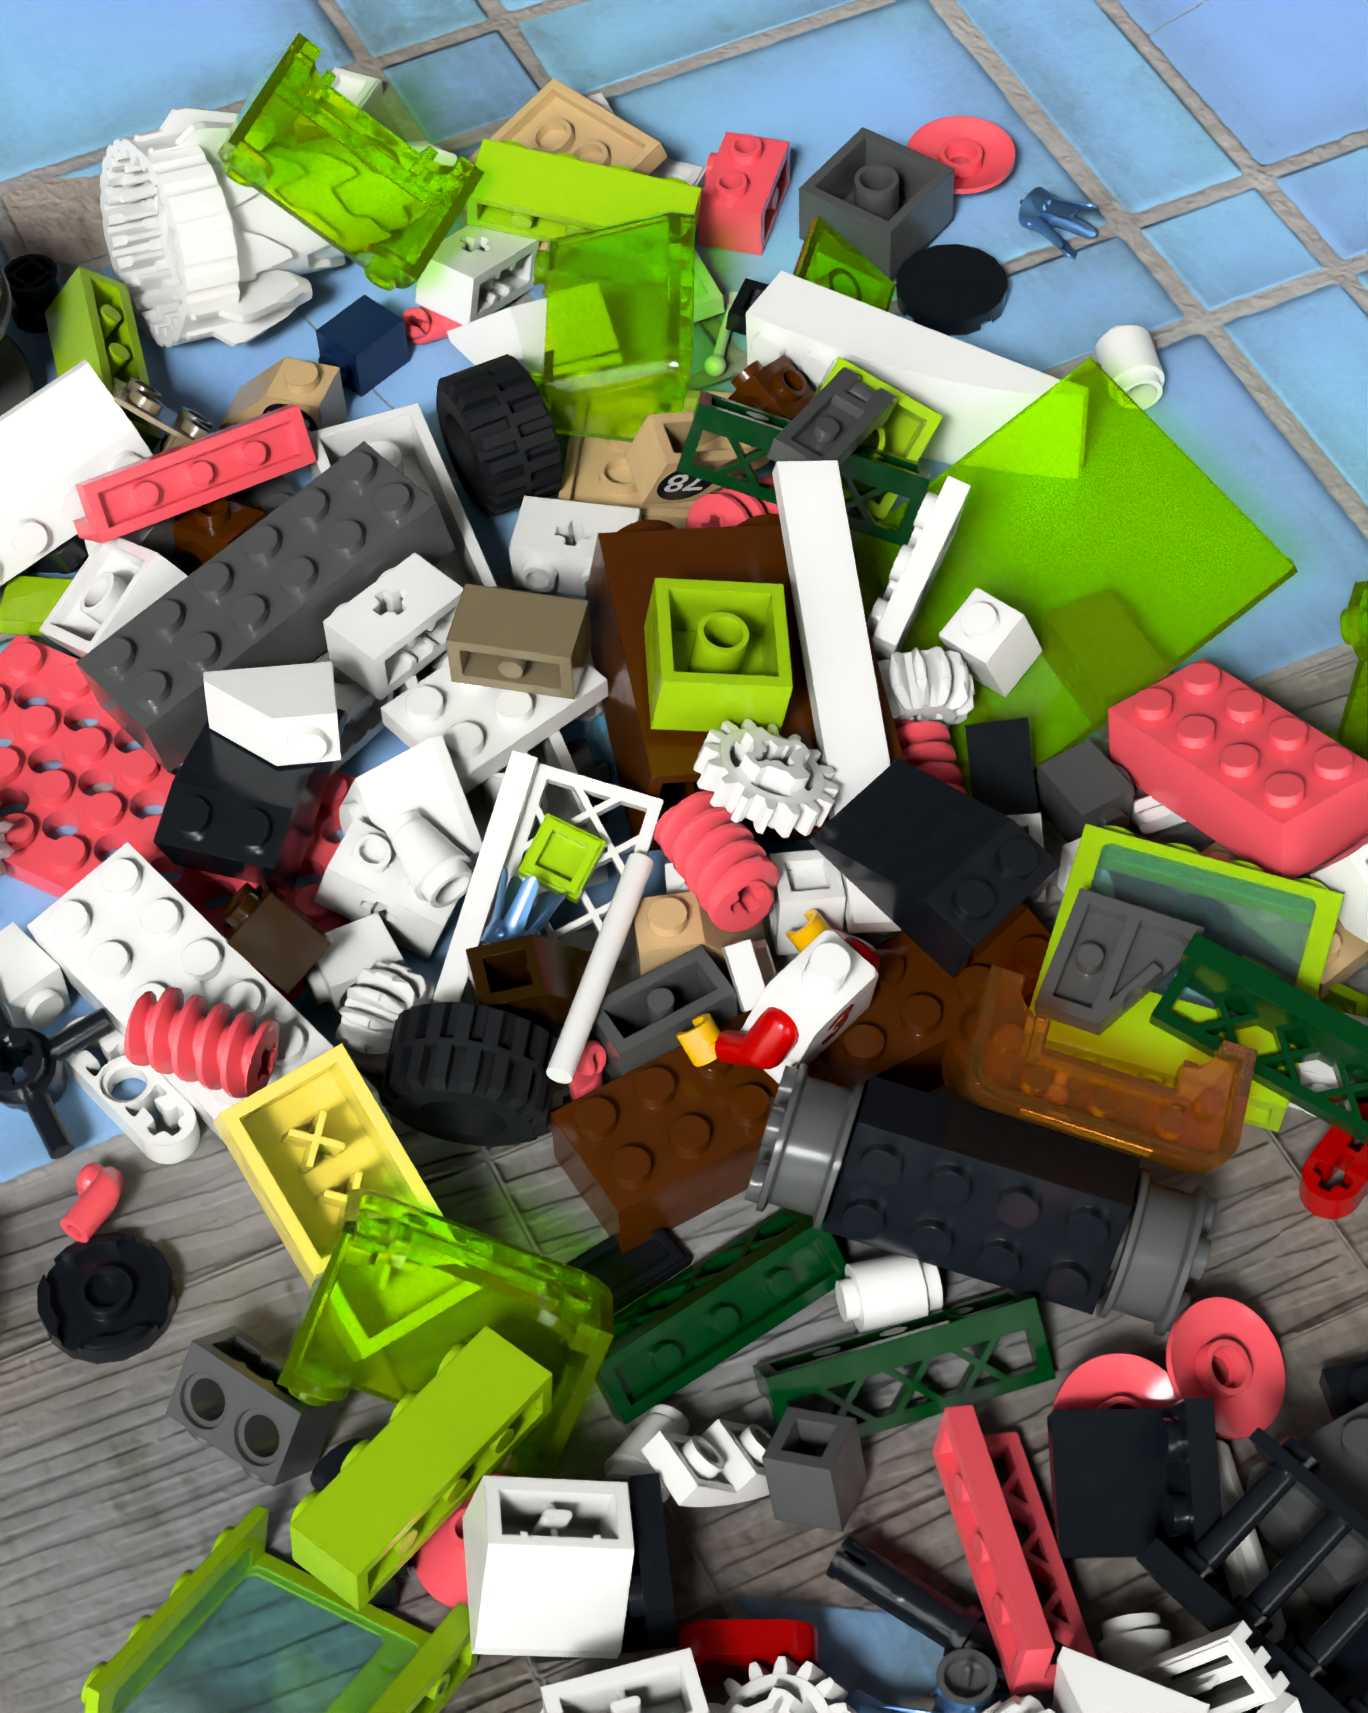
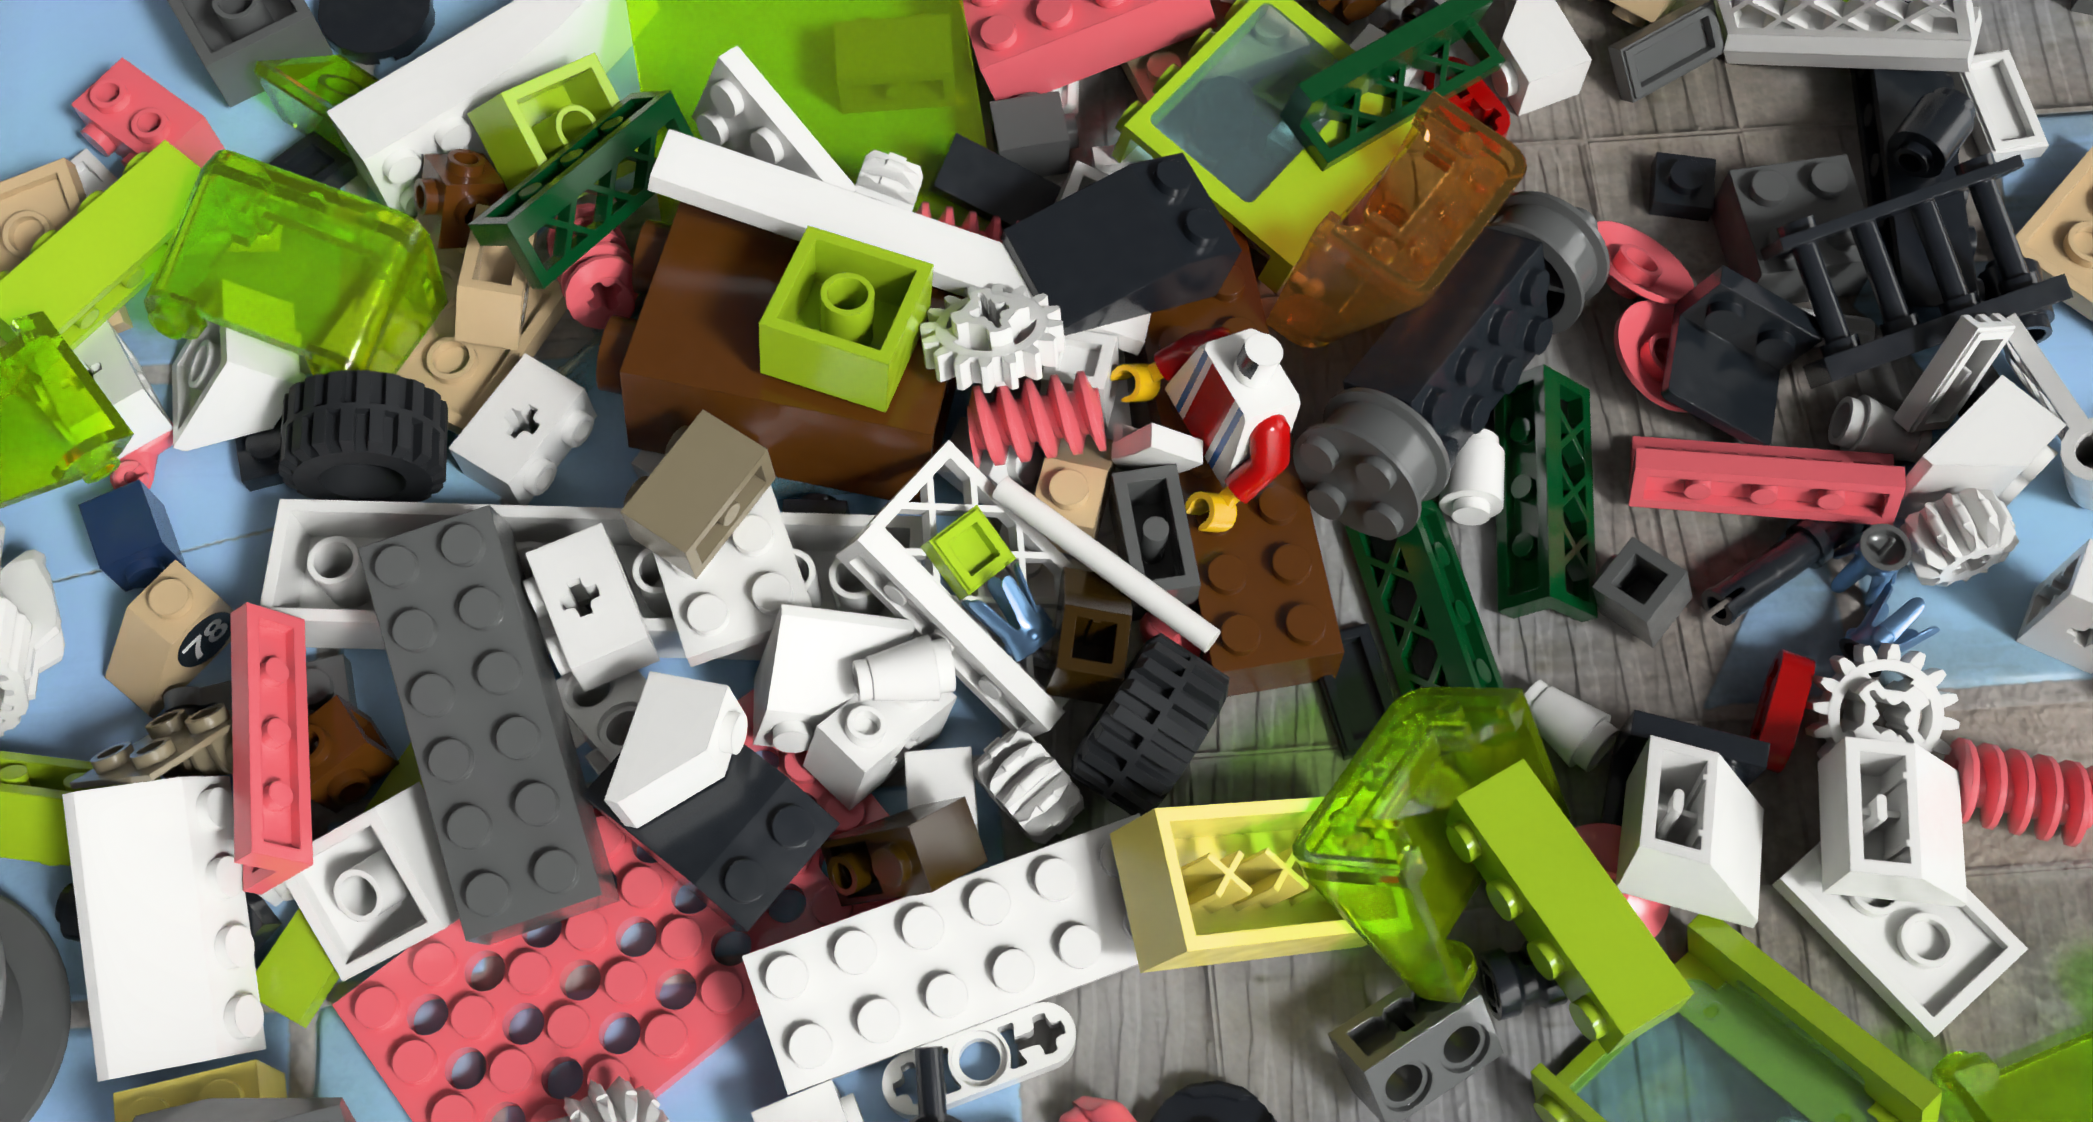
camera: 70 degrees left, 15 degrees up
(202, 1043) = (1051, 946): coral piece -> none
(712, 1468) = (1606, 668): white slope -> none
(834, 421) = (592, 128): dark grey plate -> none
(992, 641) = (863, 122): white brick -> none
(1109, 961) = (1273, 167): dark grey wing -> none

